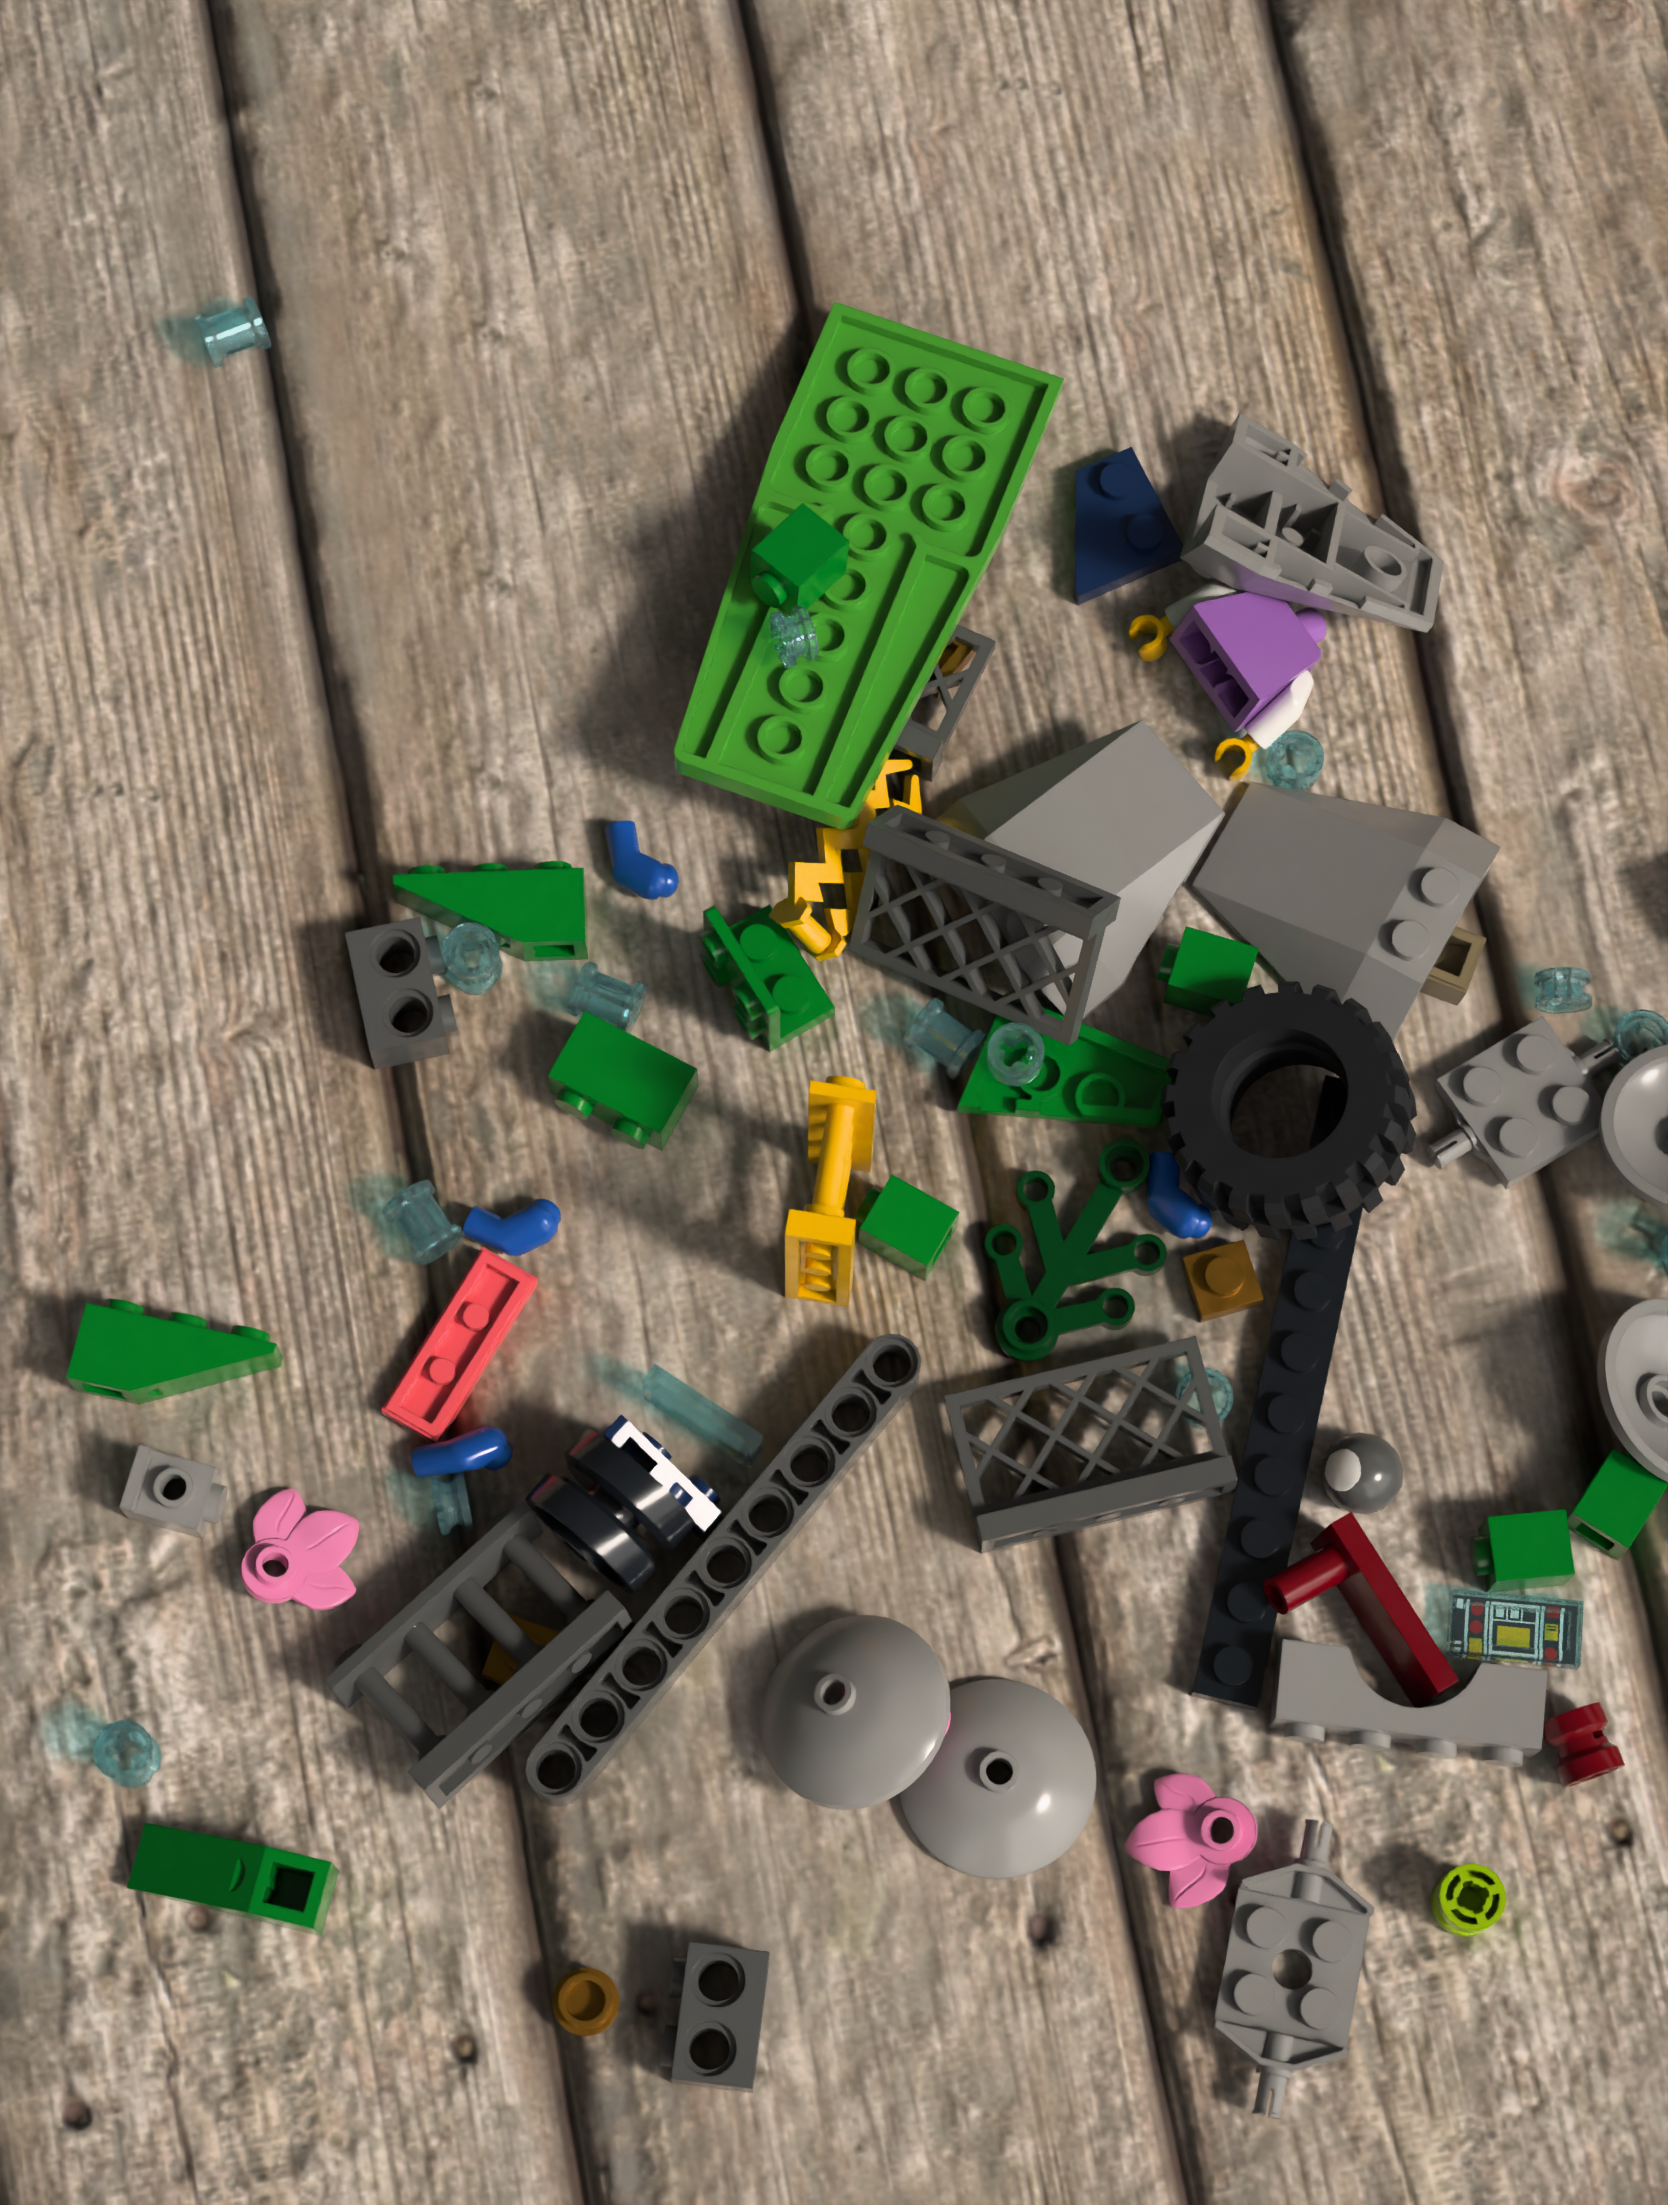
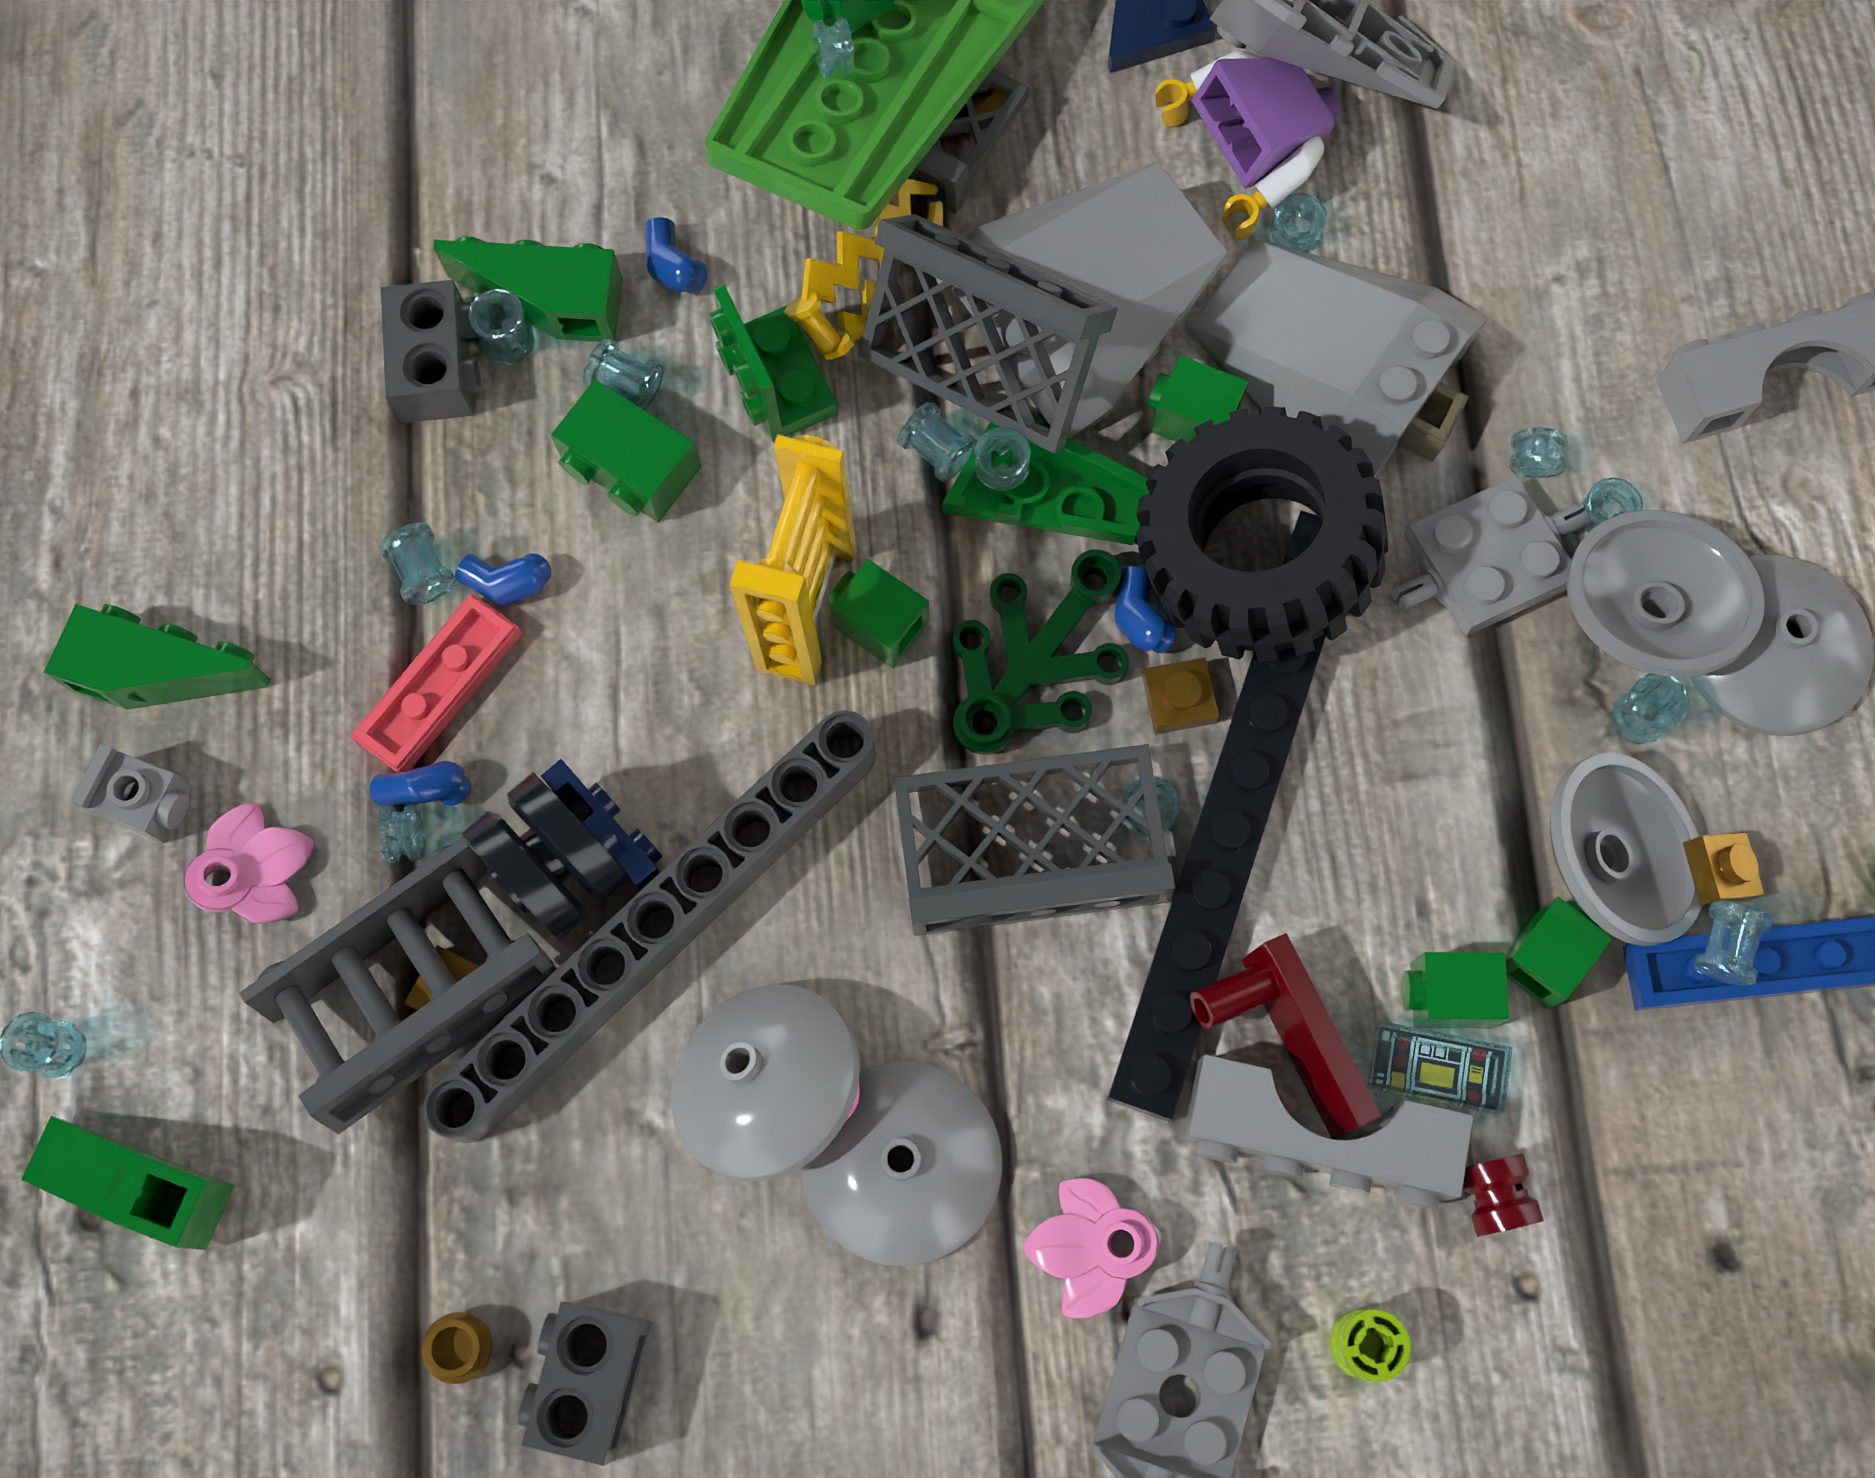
camera: 10 degrees right, 0 degrees up
(702, 1416) = (655, 773): clear light blue tile -> none
(1362, 1473) = (1300, 896): dark grey piece -> none

